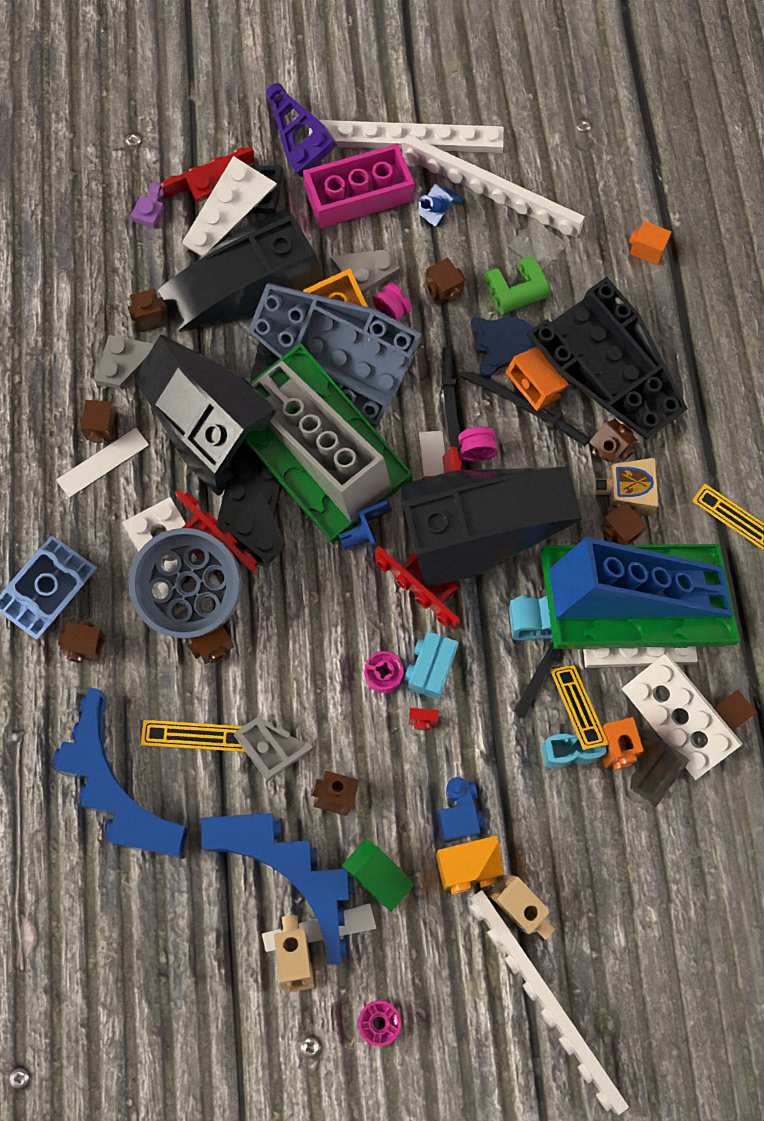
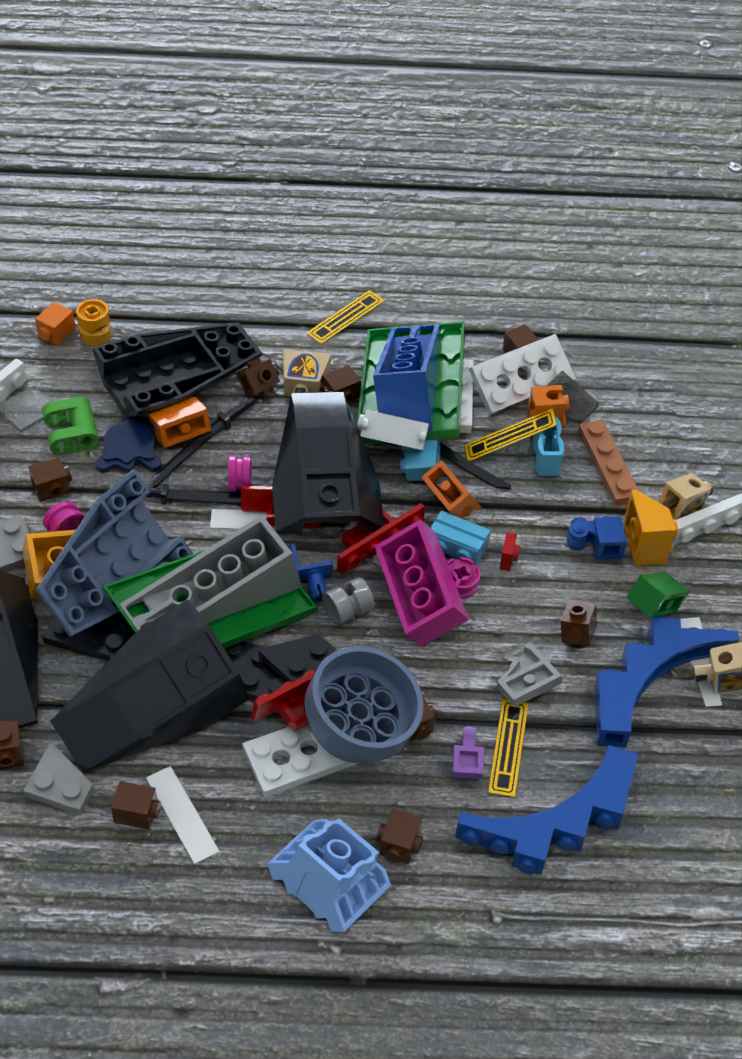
camera: 85 degrees left, 20 degrees down
(169, 695) = (468, 758): none -> medium lavender plate
(335, 567) = (346, 601): none -> light grey wheel
(358, 629) = (421, 583): none -> dark pink brick
(487, 650) = (451, 492): none -> orange brick
(541, 576) = (393, 429): none -> white brick
(575, 823) = (607, 461): none -> nougat plate
(656, 275) = (94, 322): none -> light orange wheel

